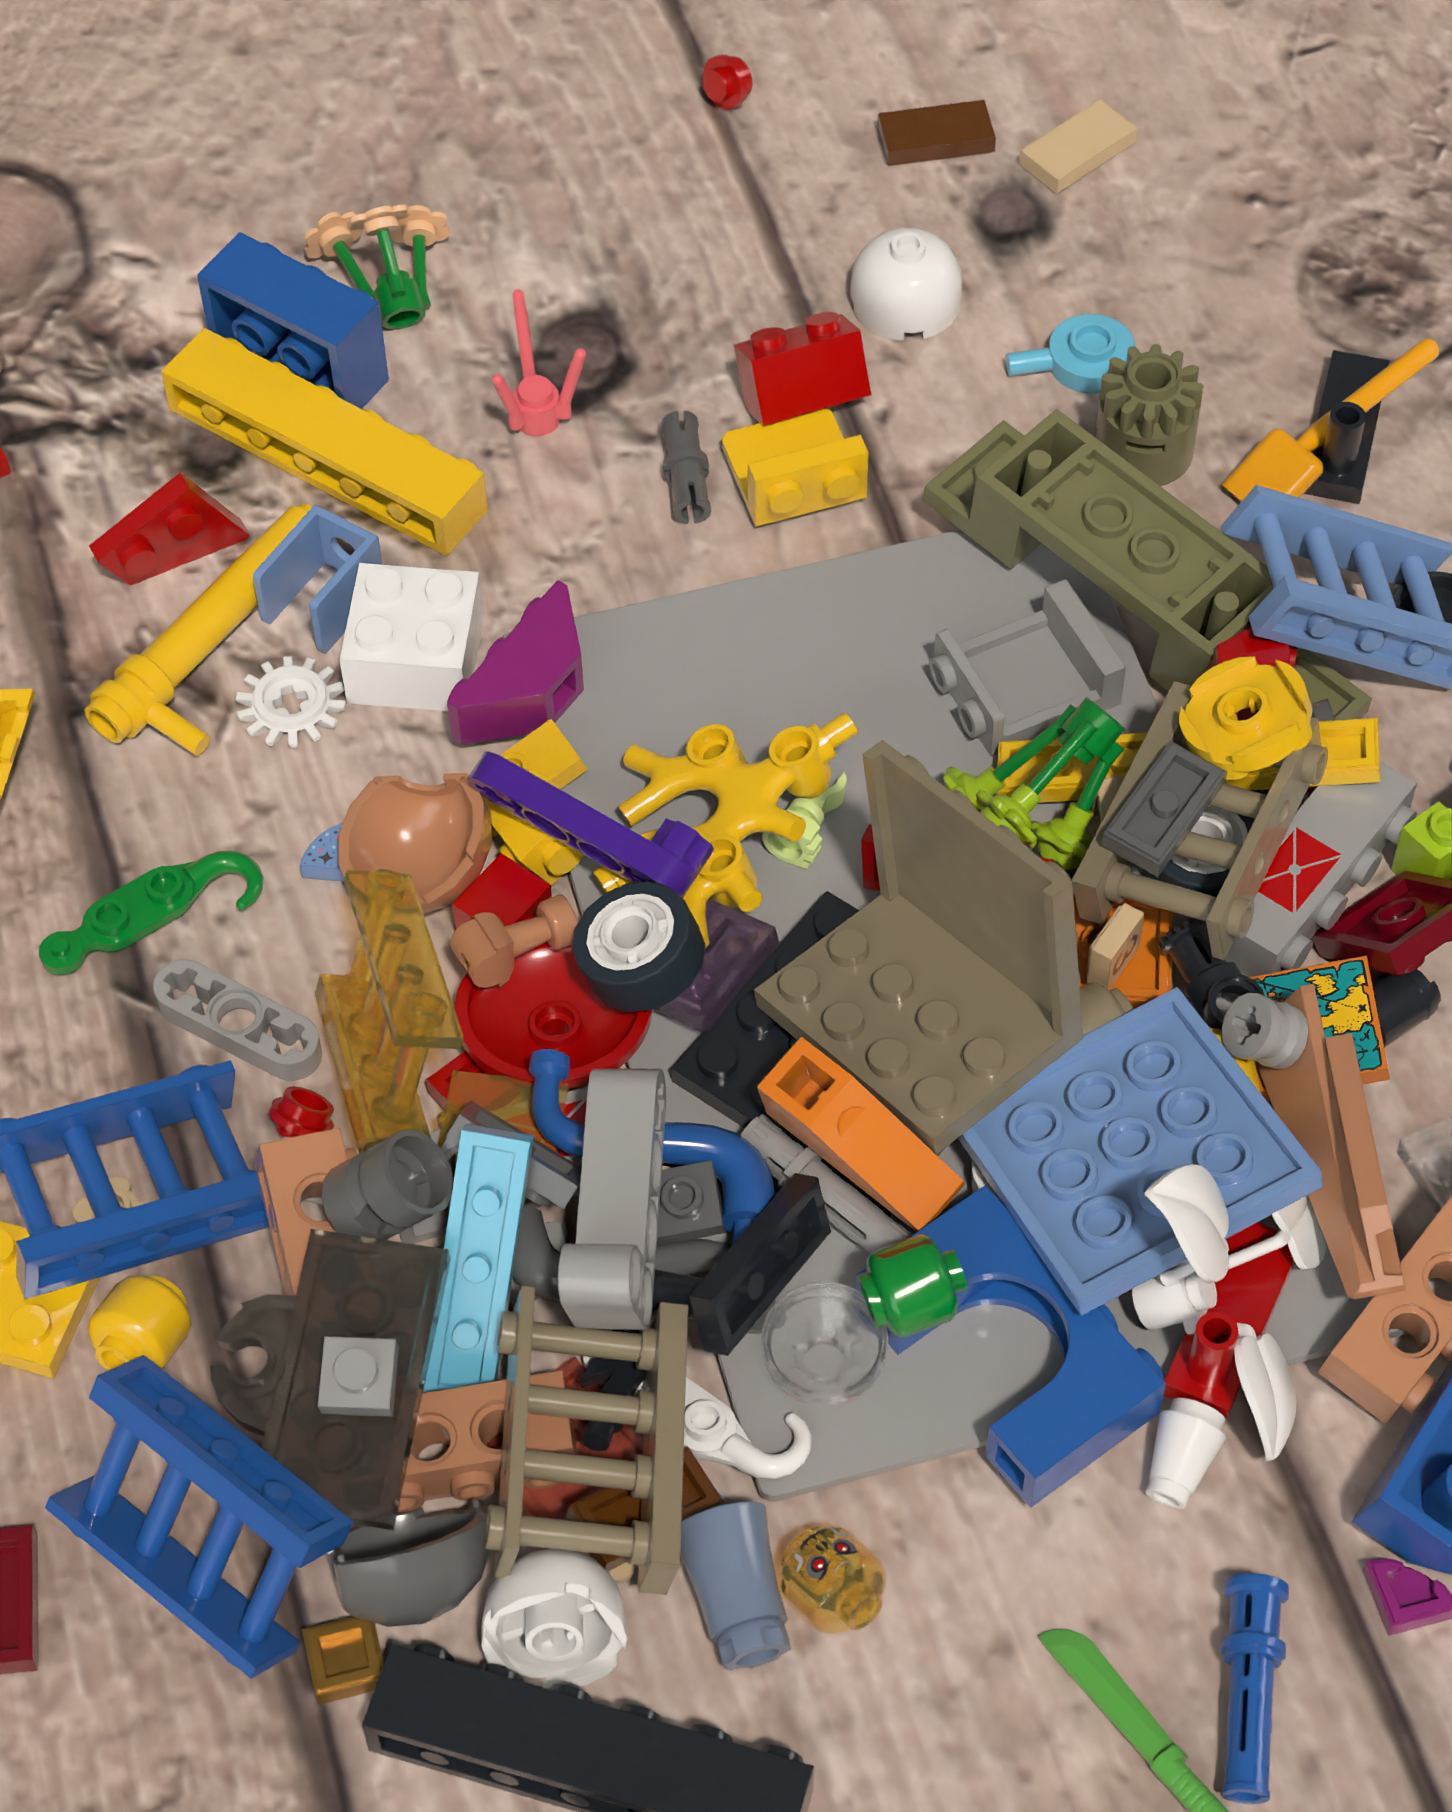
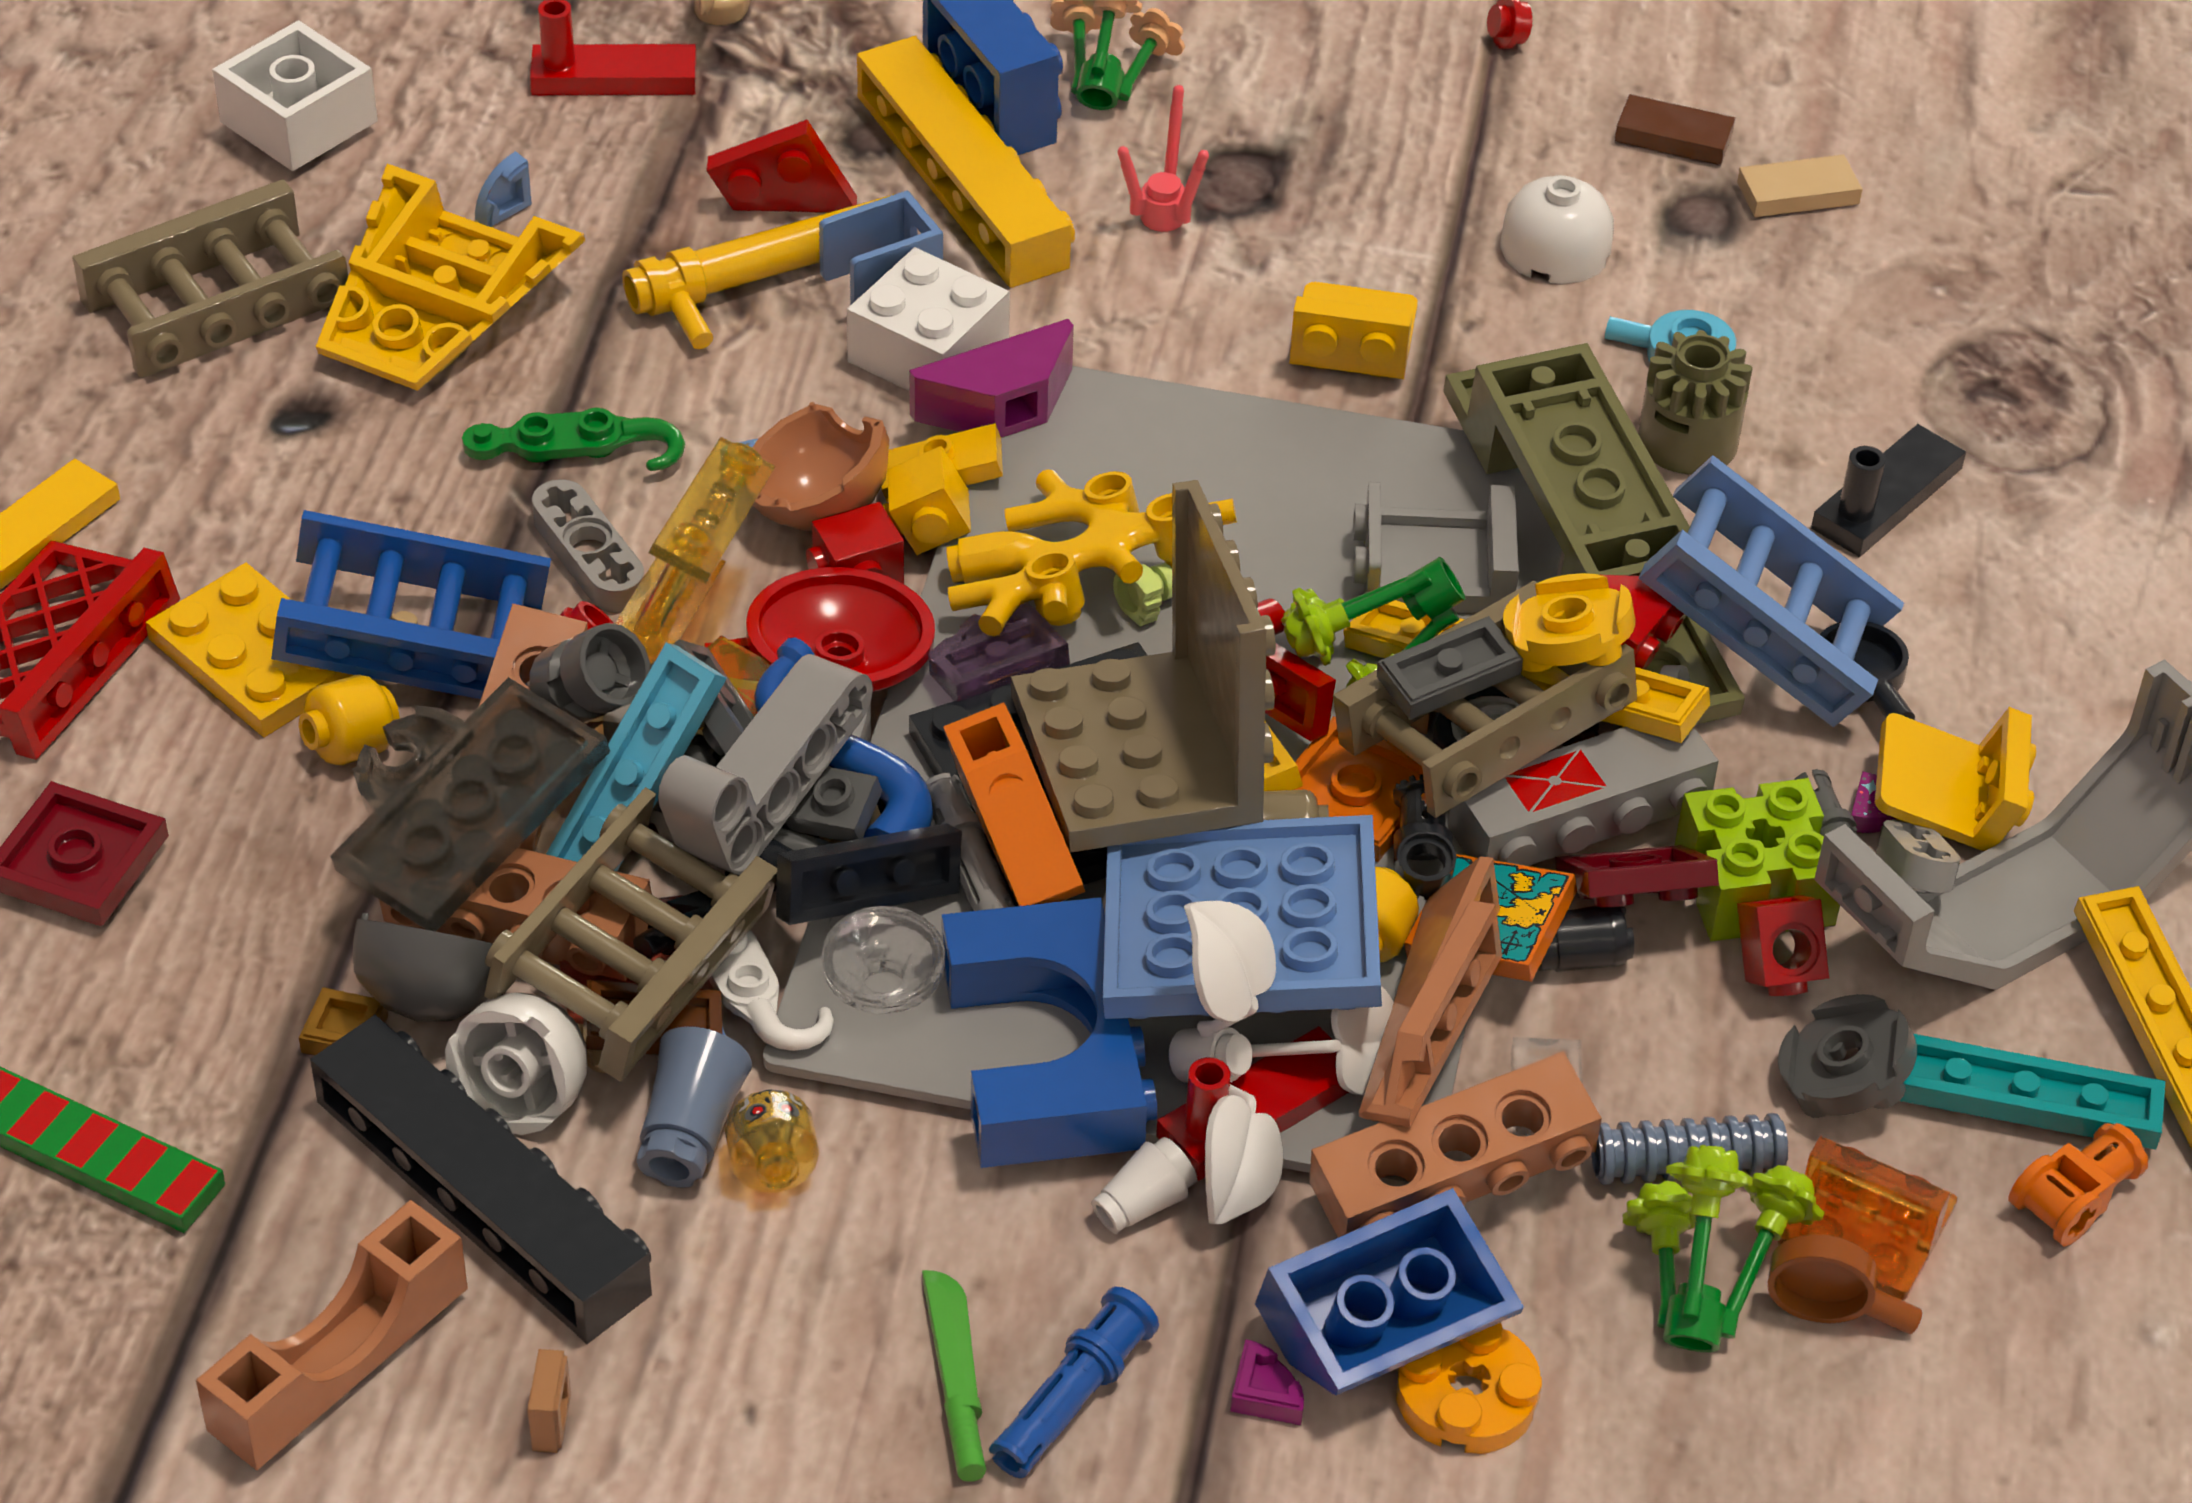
camera: 25 degrees right, 10 degrees down
(231, 1470) = (332, 851): blue fence -> none
(303, 684) = (775, 341): white gear -> none
(358, 1376) = (470, 796): light grey plate -> none
(490, 947) = (814, 557): nougat leg -> none
(638, 946) = (933, 602): black wheel -> none
(669, 859) = (993, 549): dark purple beam -> none
(686, 467) = (1259, 295): dark grey pin -> none
(802, 368) = (1408, 252): red brick -> none
(912, 1285) = (973, 931): green head -> none
(1115, 946) = (1350, 774): tan tile -> none
(1265, 1031) = (1426, 879): light grey wheel -> none
(1288, 464) = (1807, 492): light orange piece -> none

